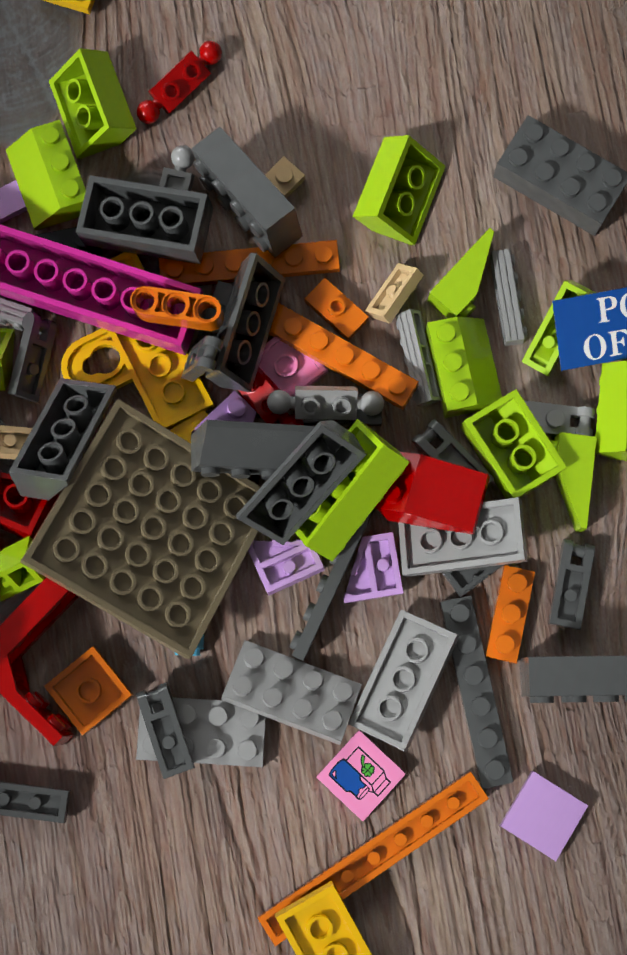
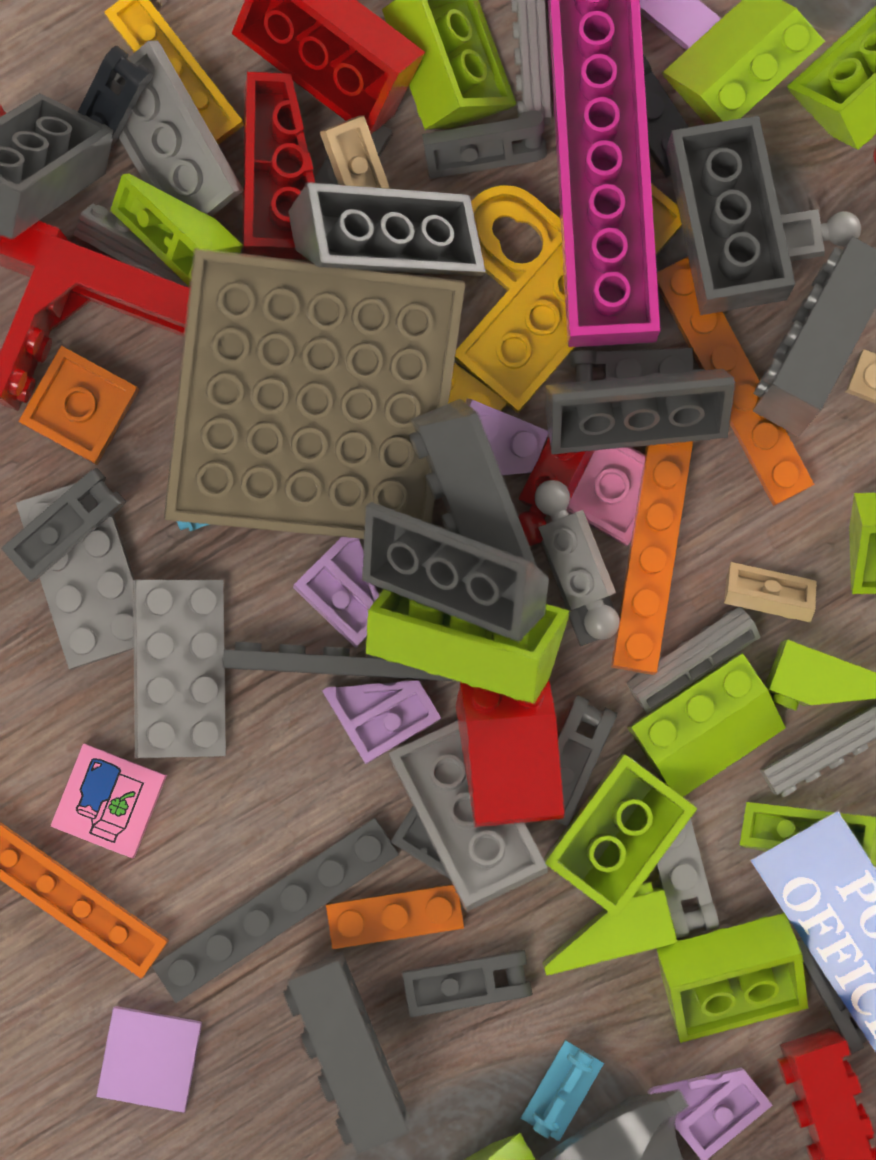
camera: 65 degrees right, 5 degrees up
(165, 299) = (619, 289): orange beam -> none
(202, 358) = (565, 371): dark grey plate -> none
(336, 309) = (717, 523): orange plate -> none
(403, 680) = (250, 808): light grey plate -> none

